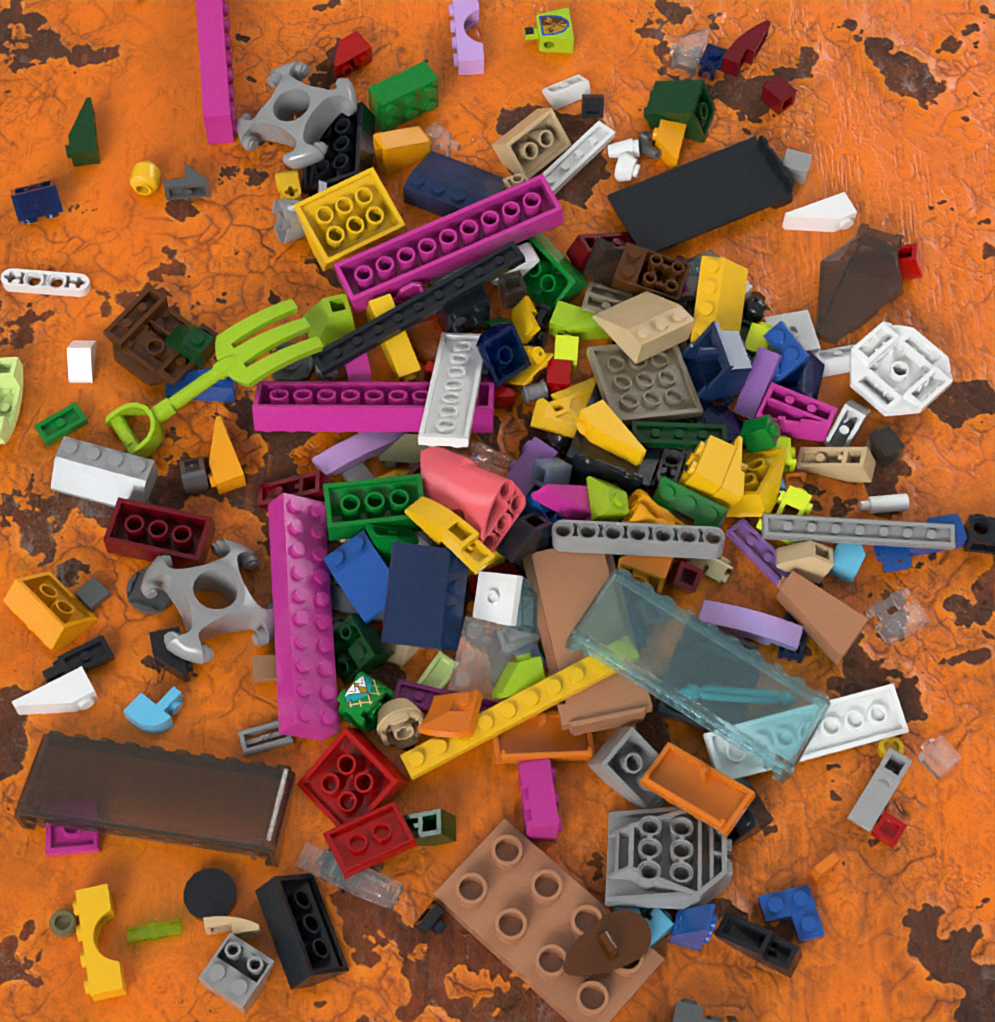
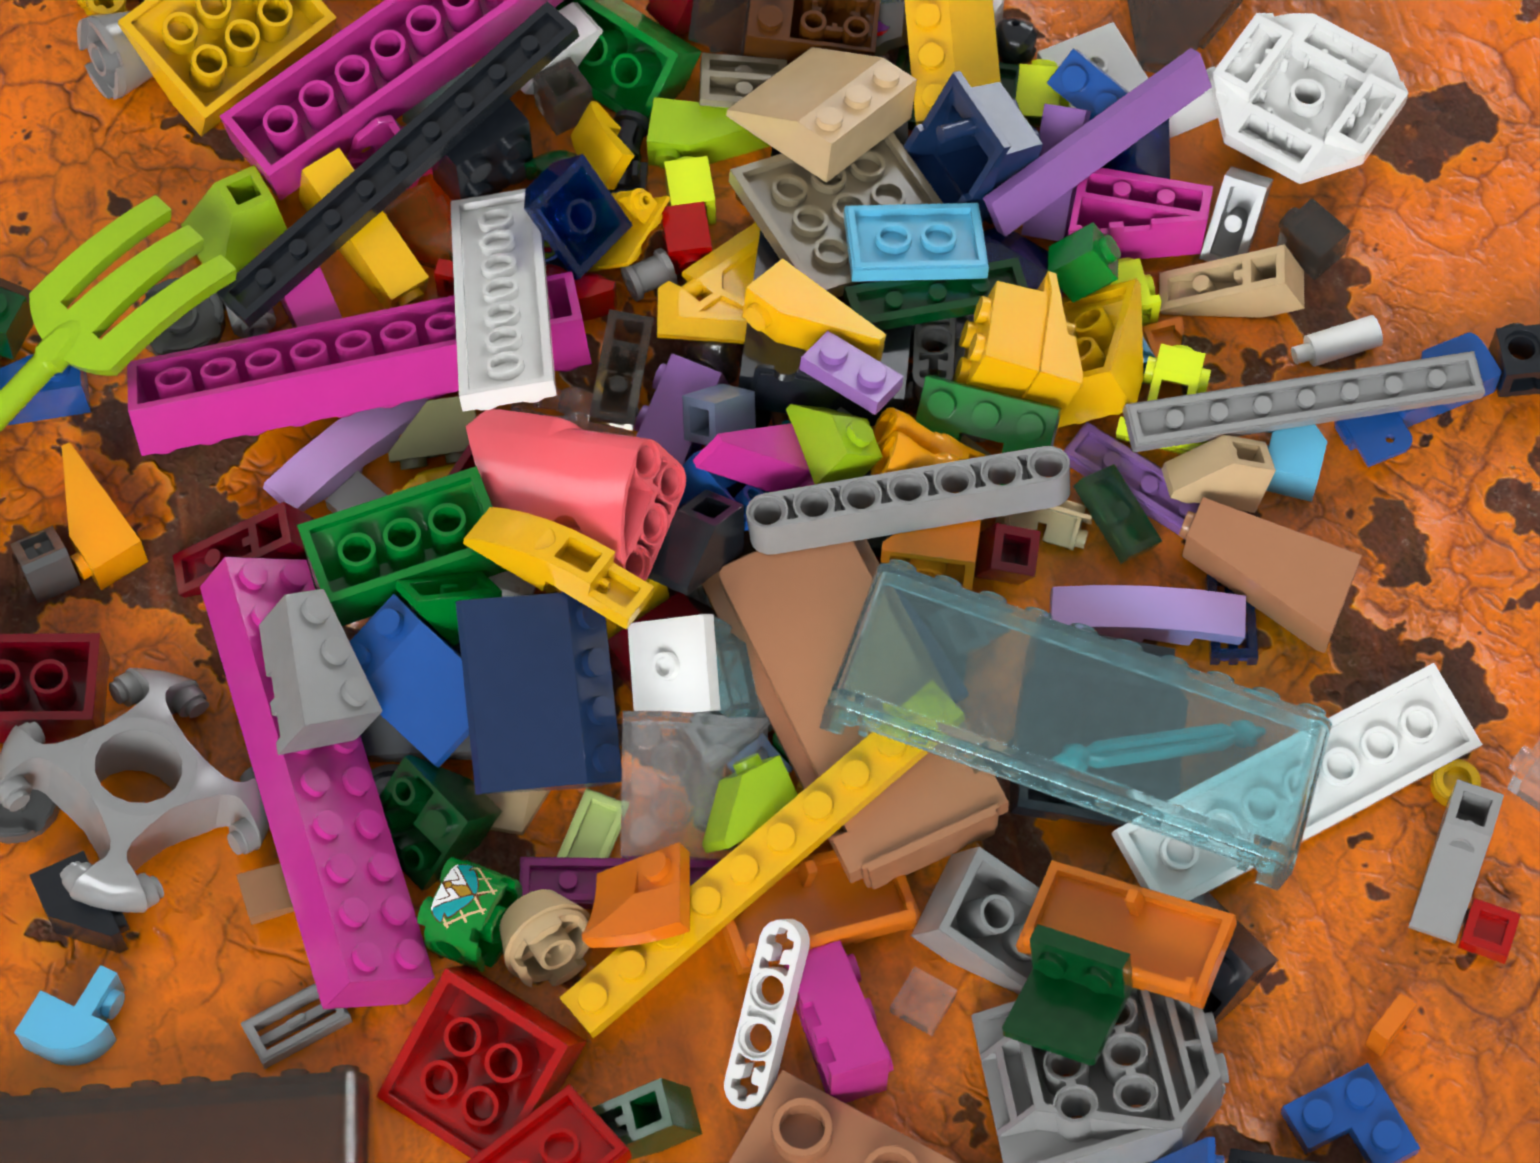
camera: 10 degrees left, 0 degrees up
(314, 563) = (314, 675): none -> light grey wedge
(499, 785) = (760, 1011): none -> white beam
(507, 439) = (620, 370): none -> clear smoke slope
(586, 799) = (923, 1001): none -> clear tile
(623, 466) = (851, 372): none -> medium lavender plate
(659, 814) = (1070, 995): none -> dark green bracket
(674, 405) = (915, 242): none -> medium azure tile
(747, 568) = (1117, 513): none -> clear green plate
(782, 372) = (1097, 142): none -> medium lavender tile
(901, 623) = (1420, 551): clear plate -> none

